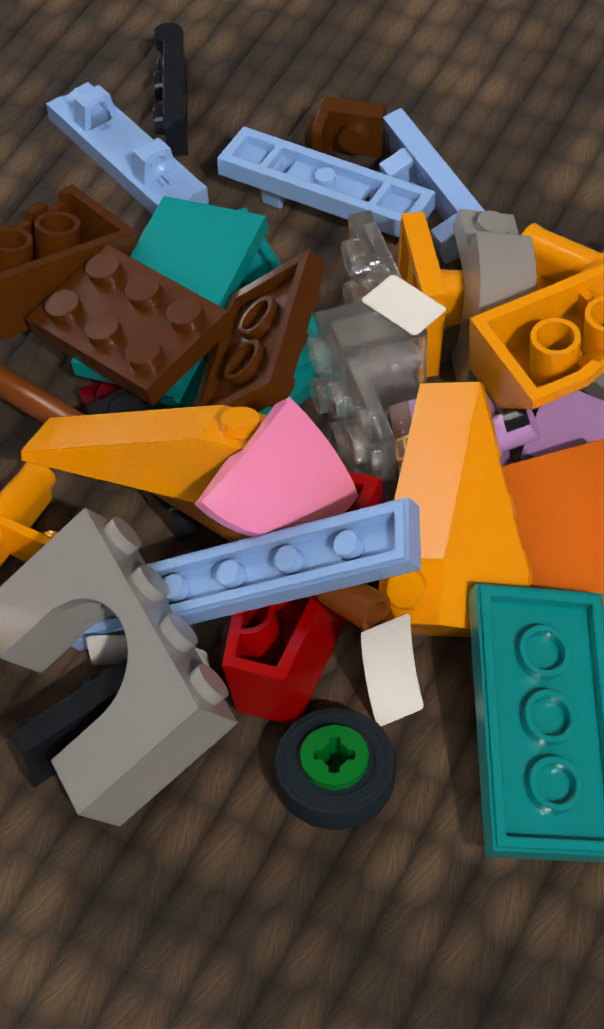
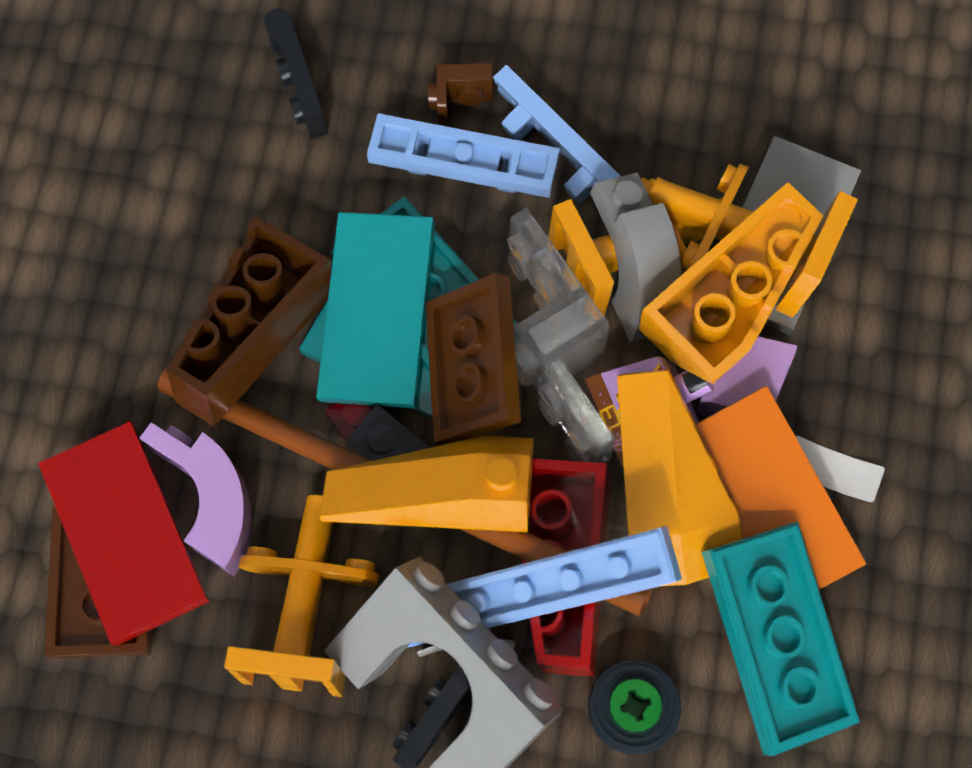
camera: 15 degrees left, 20 degrees up
(123, 149) = (277, 148): light blue hinge -> none
(130, 323) = (356, 356): reddish brown plate -> none
(280, 477) = (546, 514): bright pink brick -> none
(391, 670) = (657, 625): white sticker -> none
(403, 305) = (583, 302): white sticker -> none

